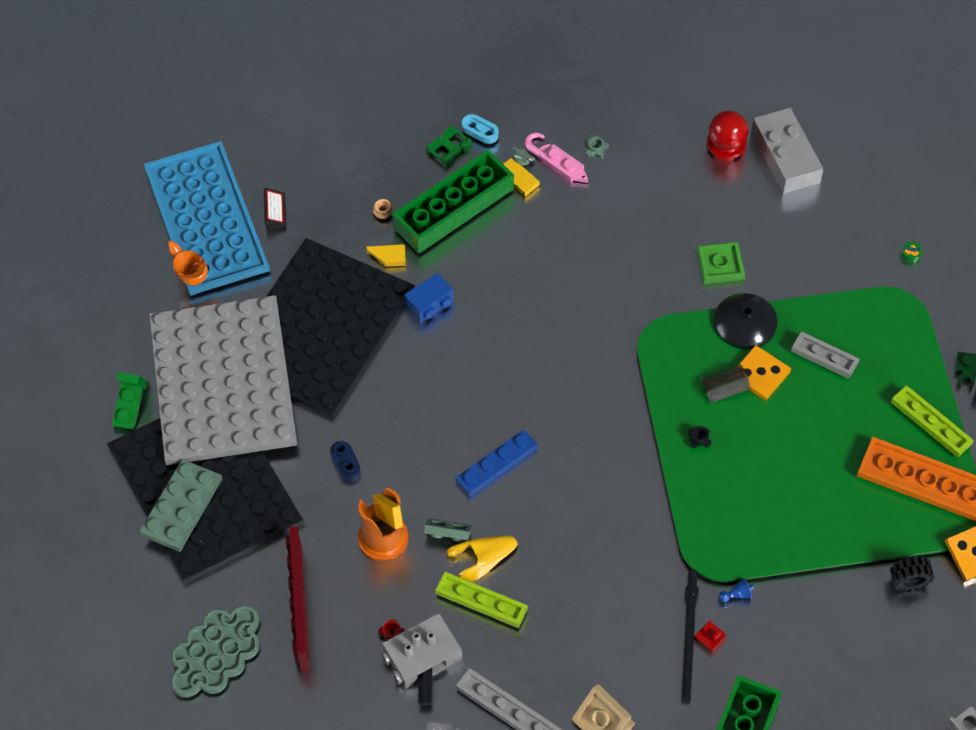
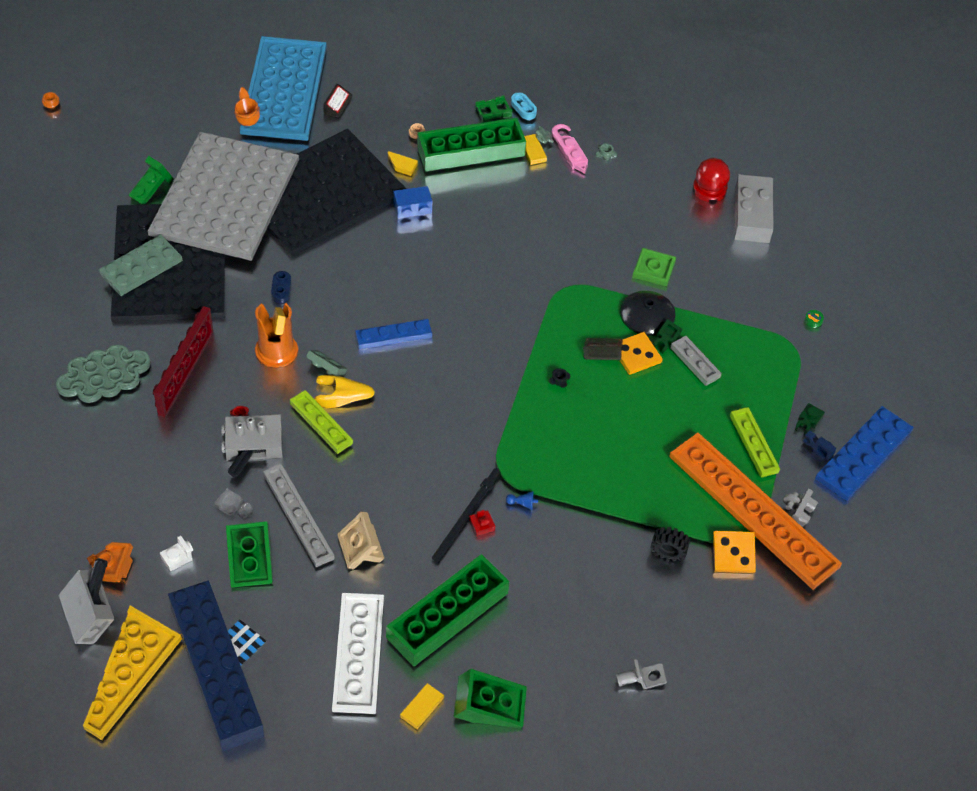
camera: 20 degrees right, 5 degrees down
(782, 337) = (667, 334): none -> dark green plate

